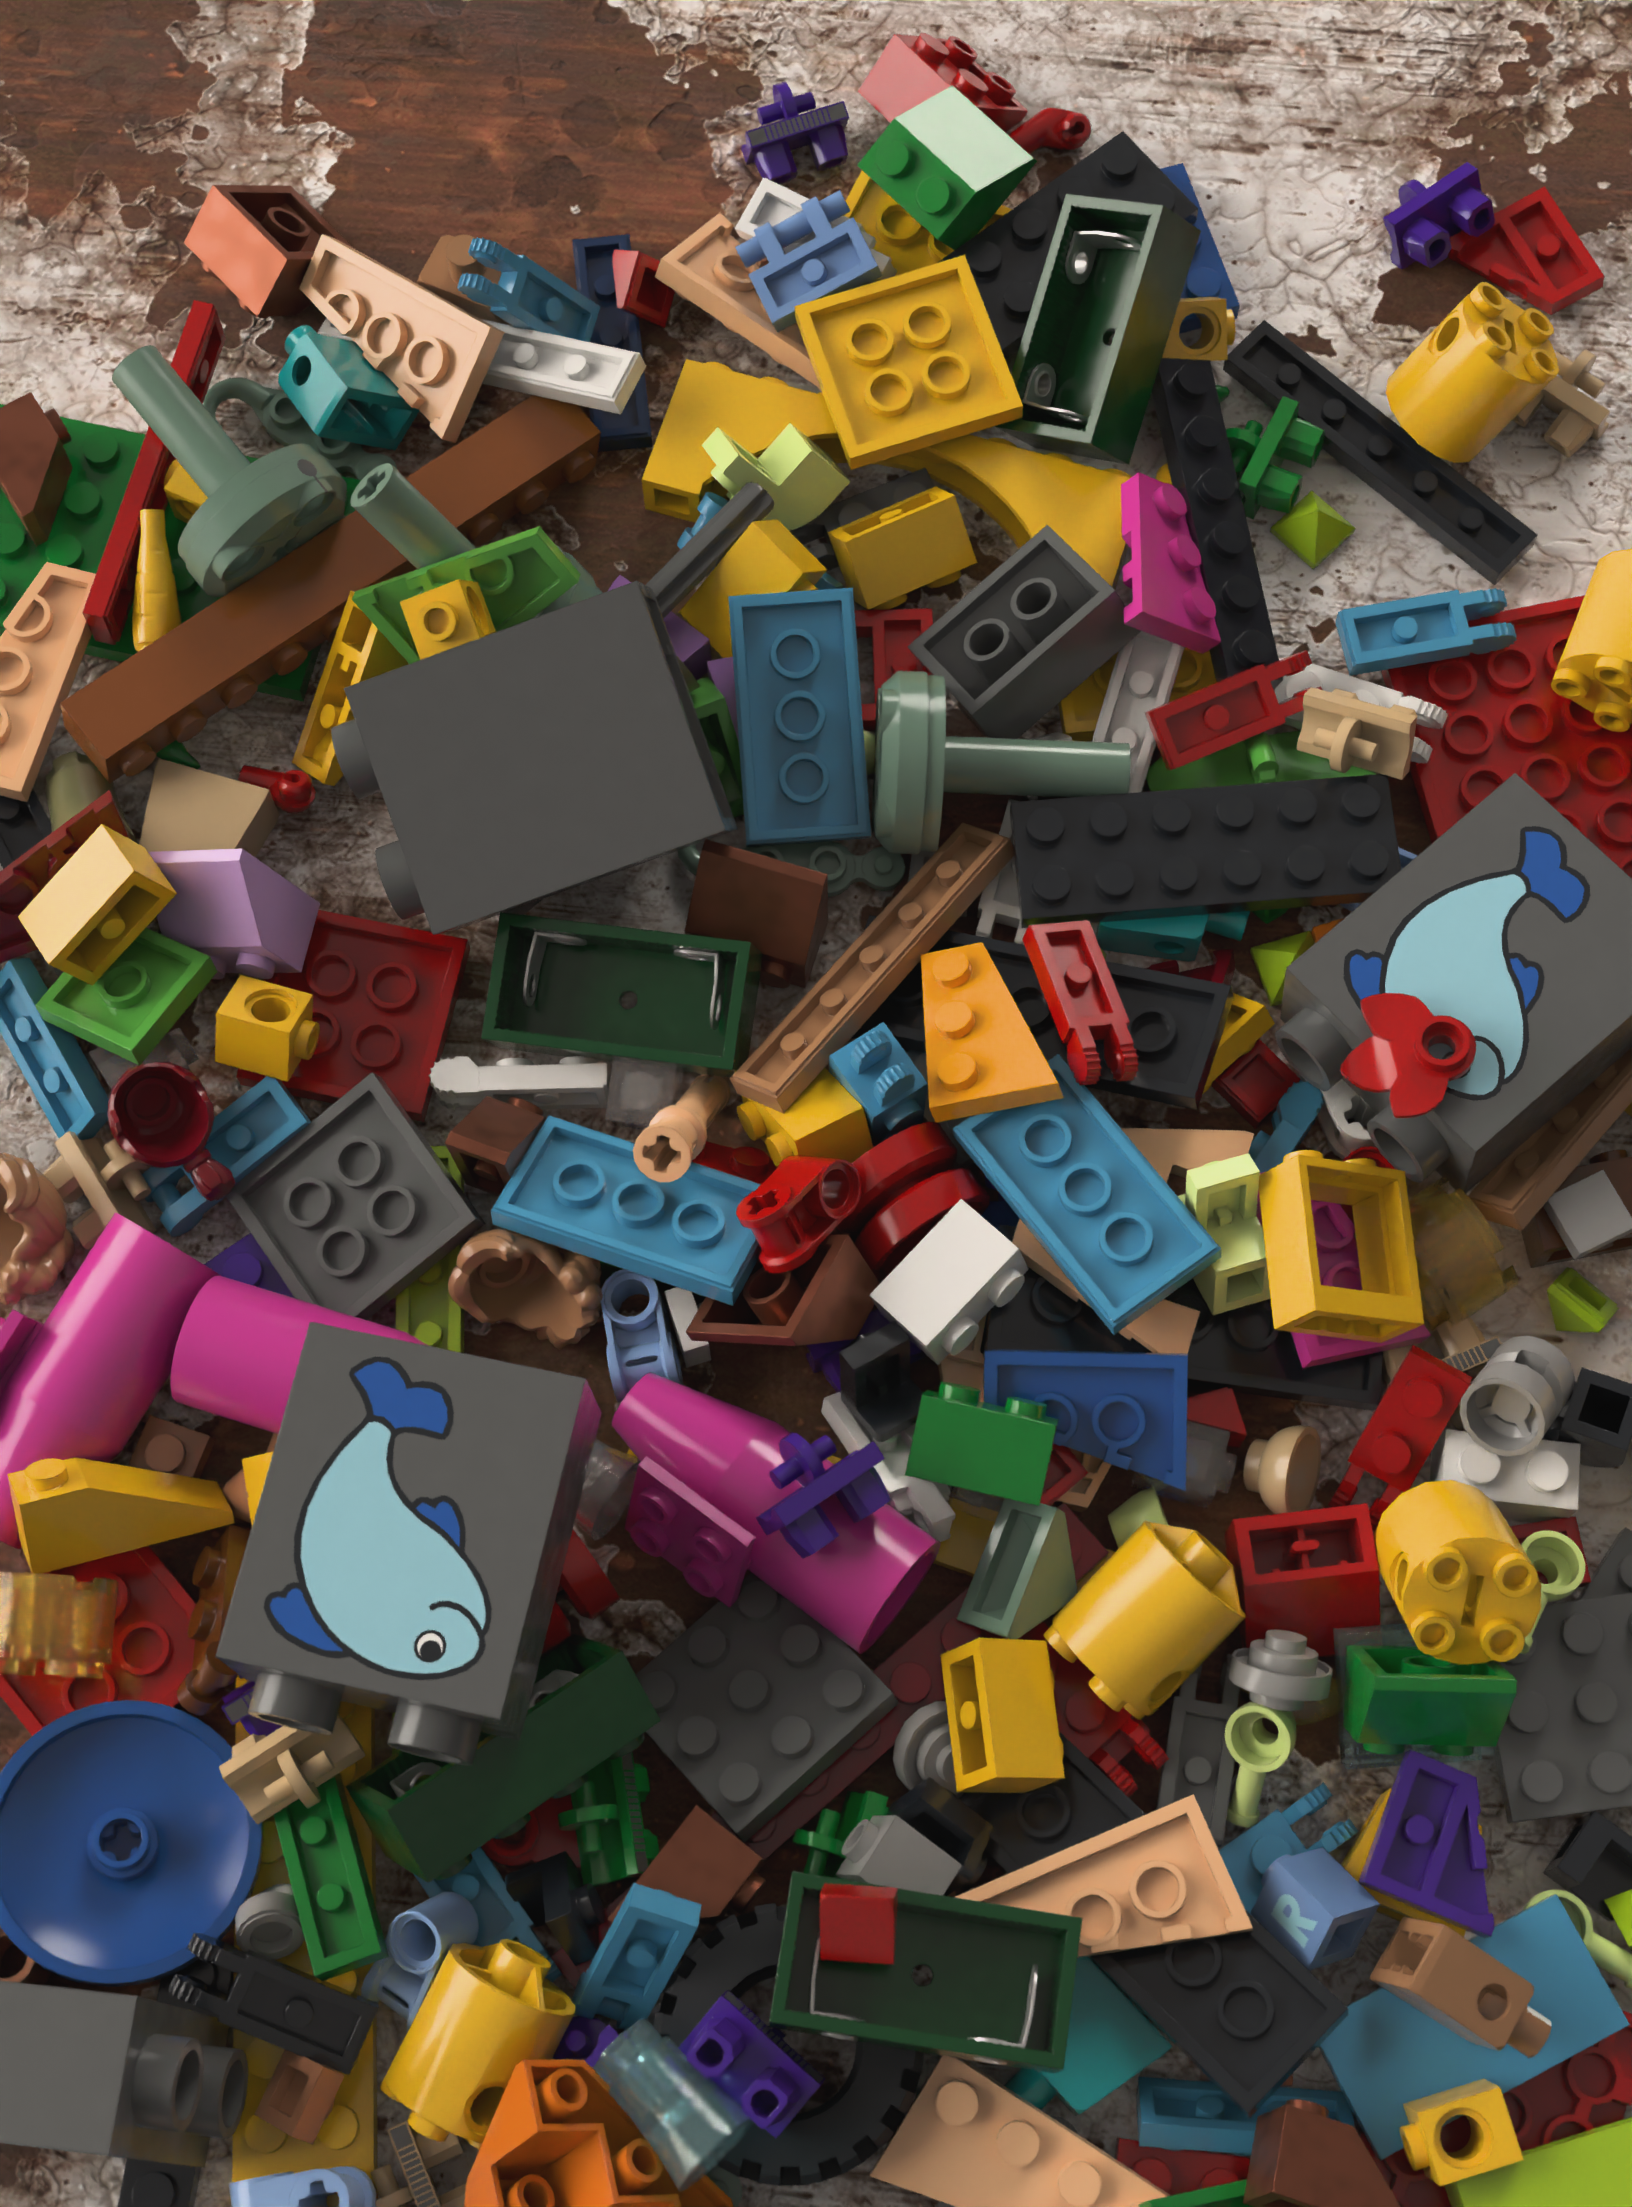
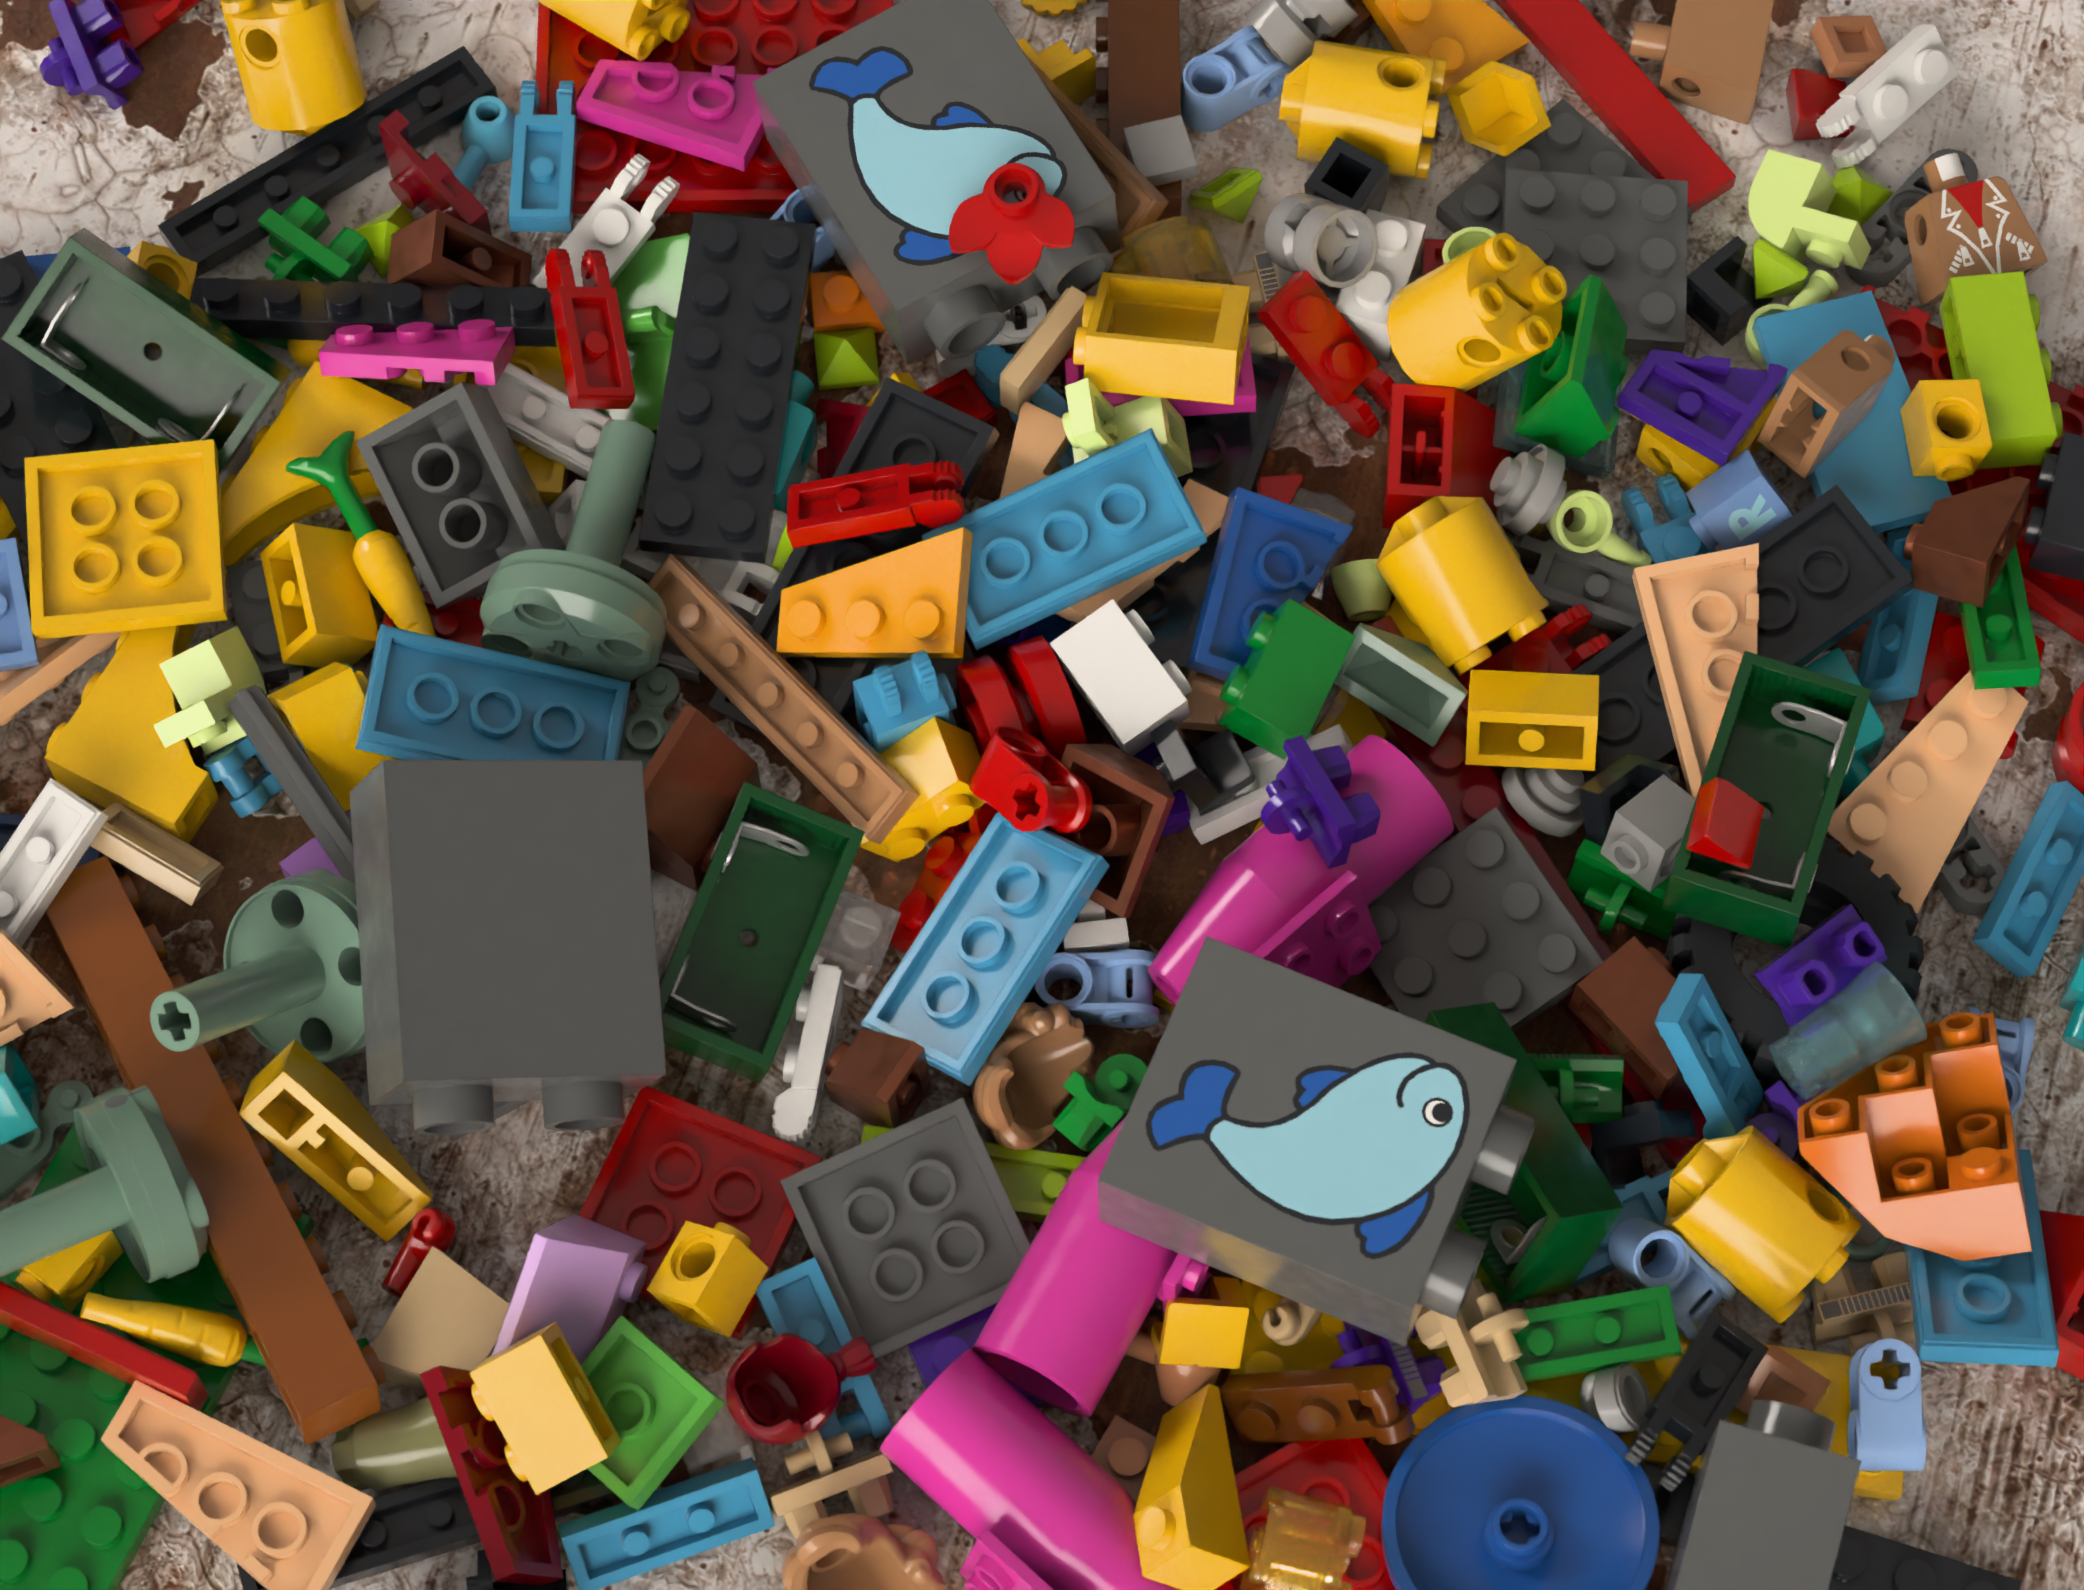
camera: 80 degrees left, 5 degrees down
(447, 617) = (343, 980): yellow brick -> none
(499, 1339) = (1102, 1103): none -> green hips
(514, 574) = (306, 975): bright green wing -> none
(614, 475) = (156, 854): none -> tan tile
(679, 1130) = (921, 889): light nougat pin -> none
(954, 578) = (376, 553): none -> piece
(1285, 1469) = (1335, 461): tan piece -> none
(1294, 586) = (452, 252): none -> copper slope
(1299, 1130) = (1042, 351): none -> tan tile
(1357, 733) = (649, 224): tan hips -> none
(1368, 539) = (426, 181): none -> dark red wing
(1432, 580) = (485, 140): none -> medium azure bar
(1518, 731) = (683, 110): none -> dark pink wing

